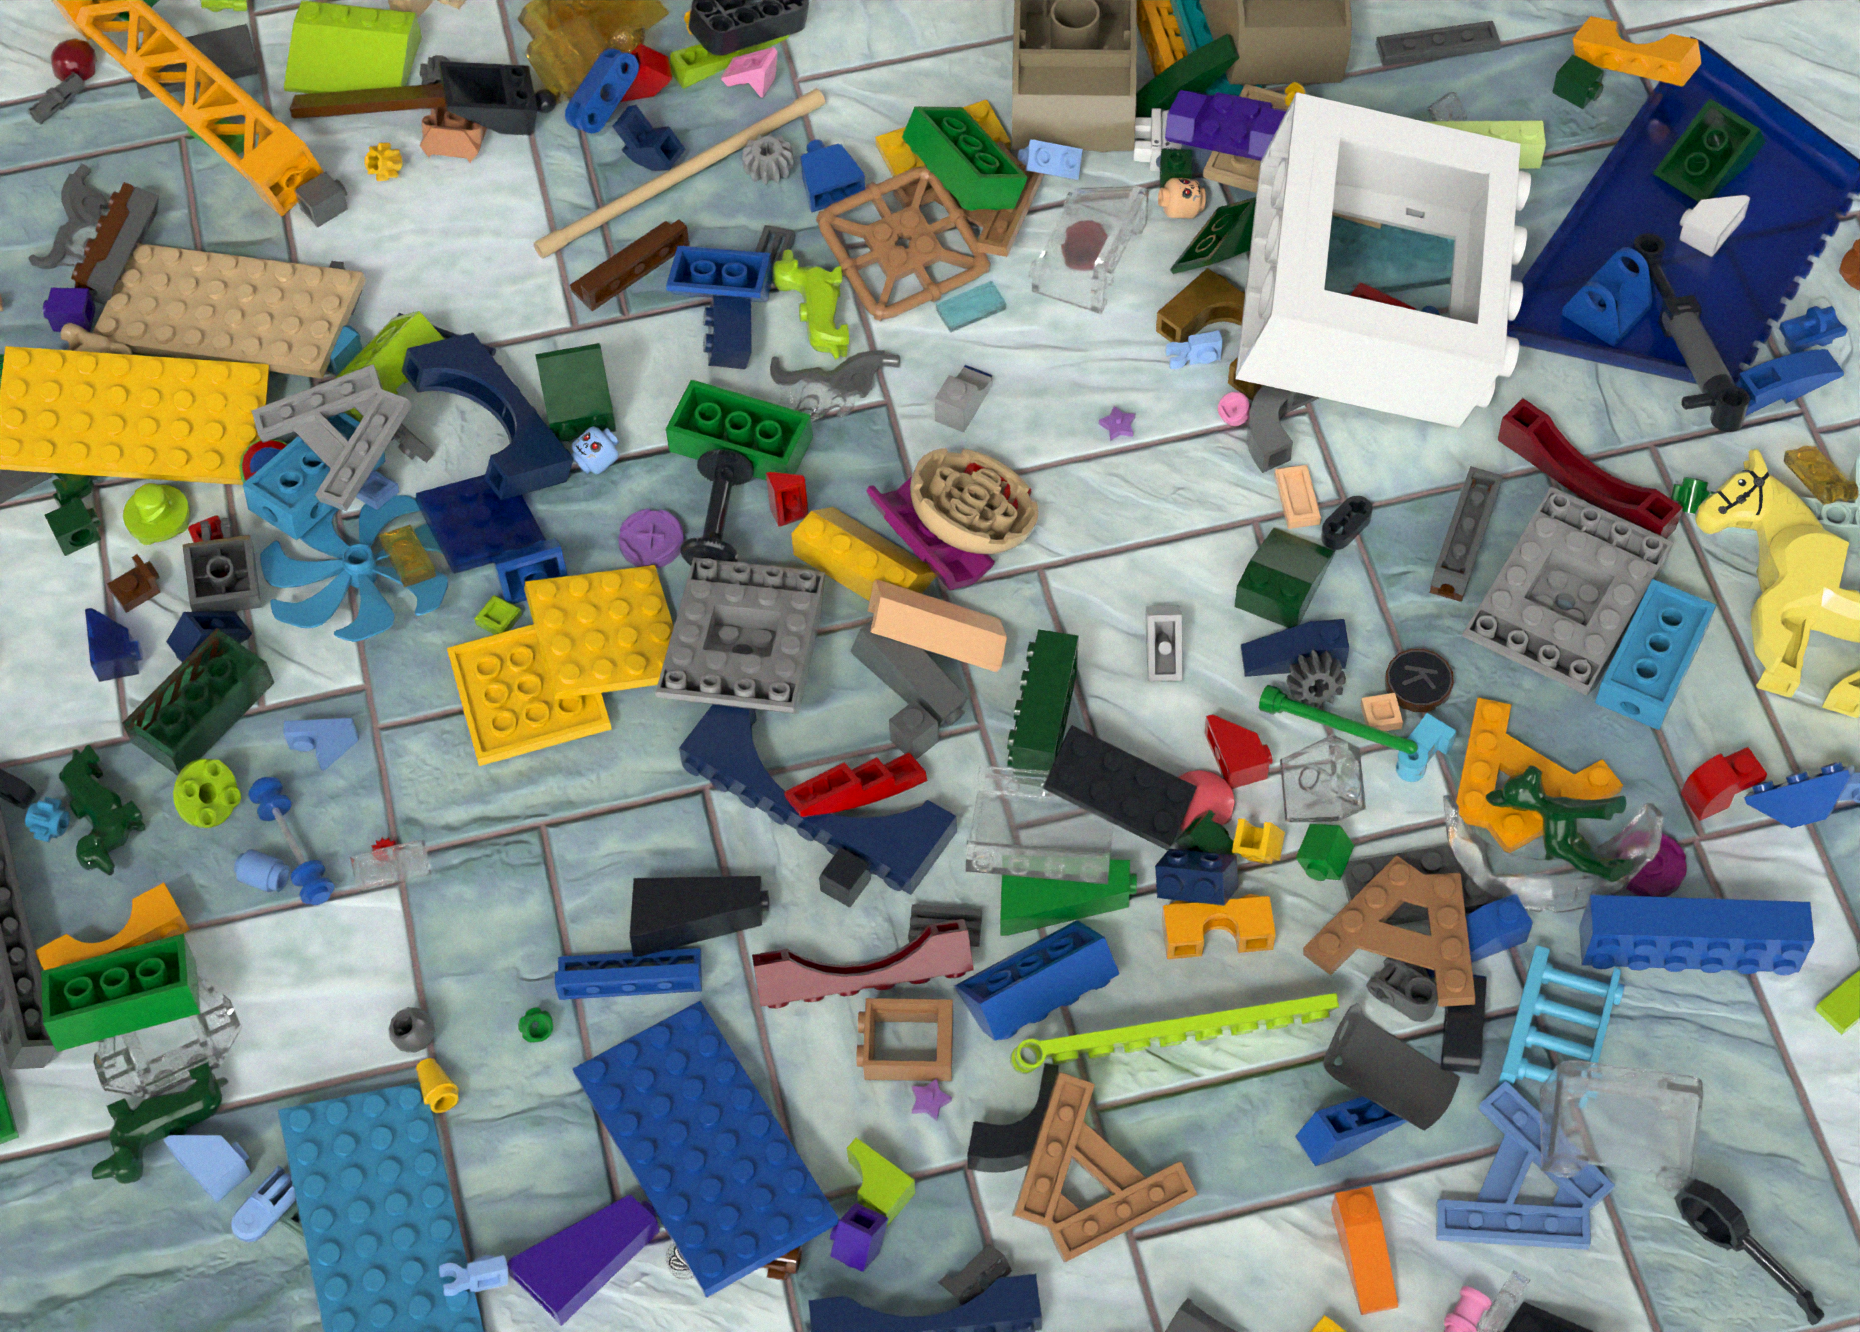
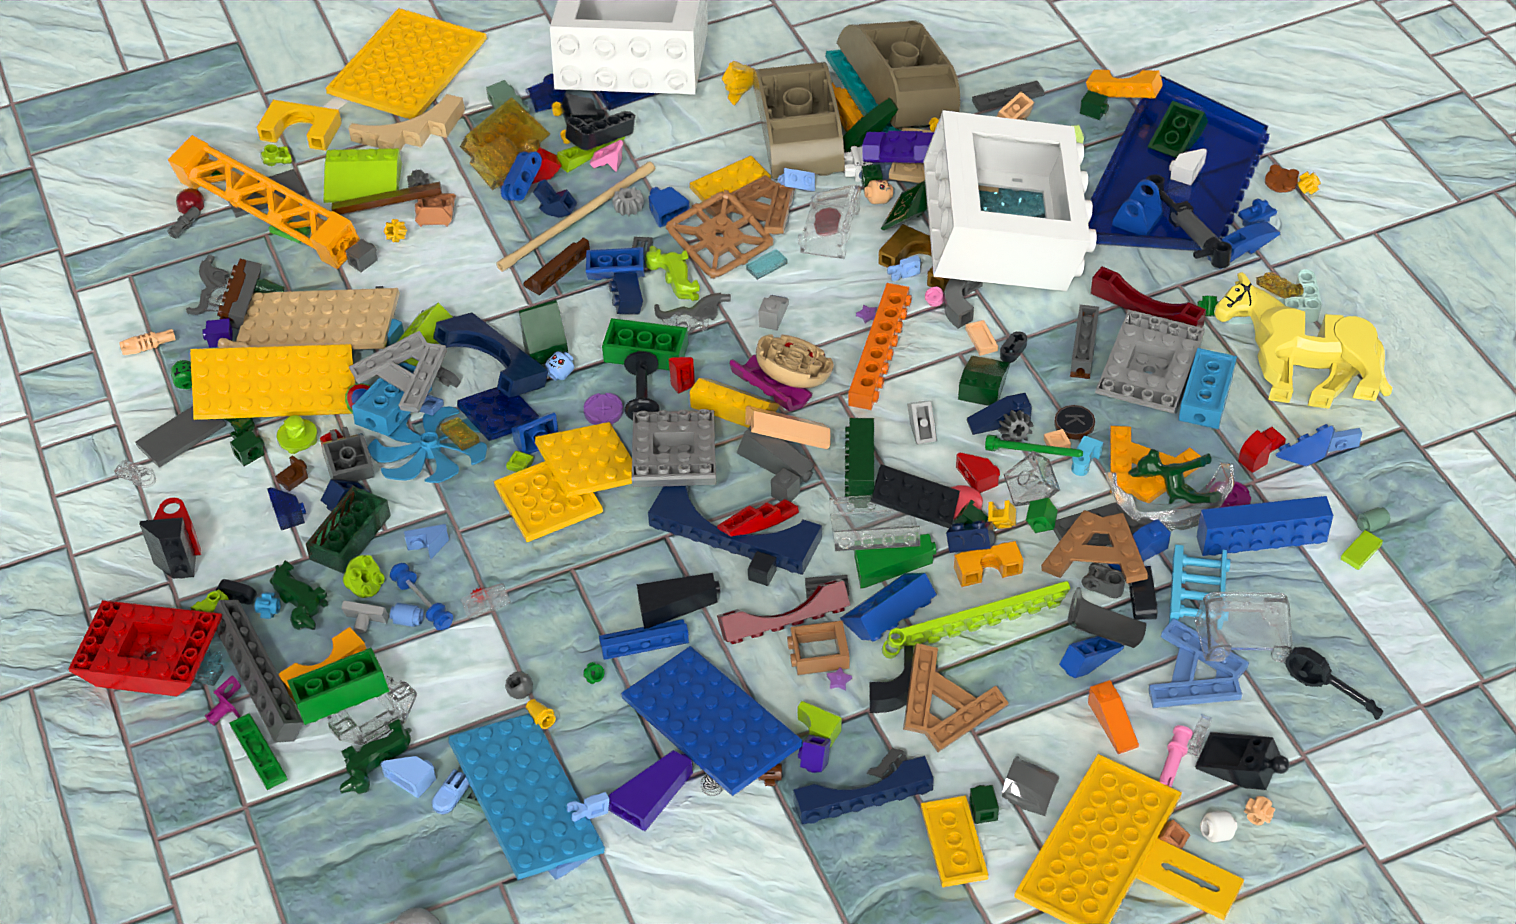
camera: 10 degrees left, 10 degrees down
(159, 235) = (265, 286): none -> clear green cone
(194, 860) = (364, 614): none -> light grey tile
(494, 95) = (457, 186): black slope -> none
(964, 158) = (748, 182): green brick -> none
(1081, 581) = (879, 347): none -> orange brick
(1441, 76) = (1017, 108): none -> light nougat brick

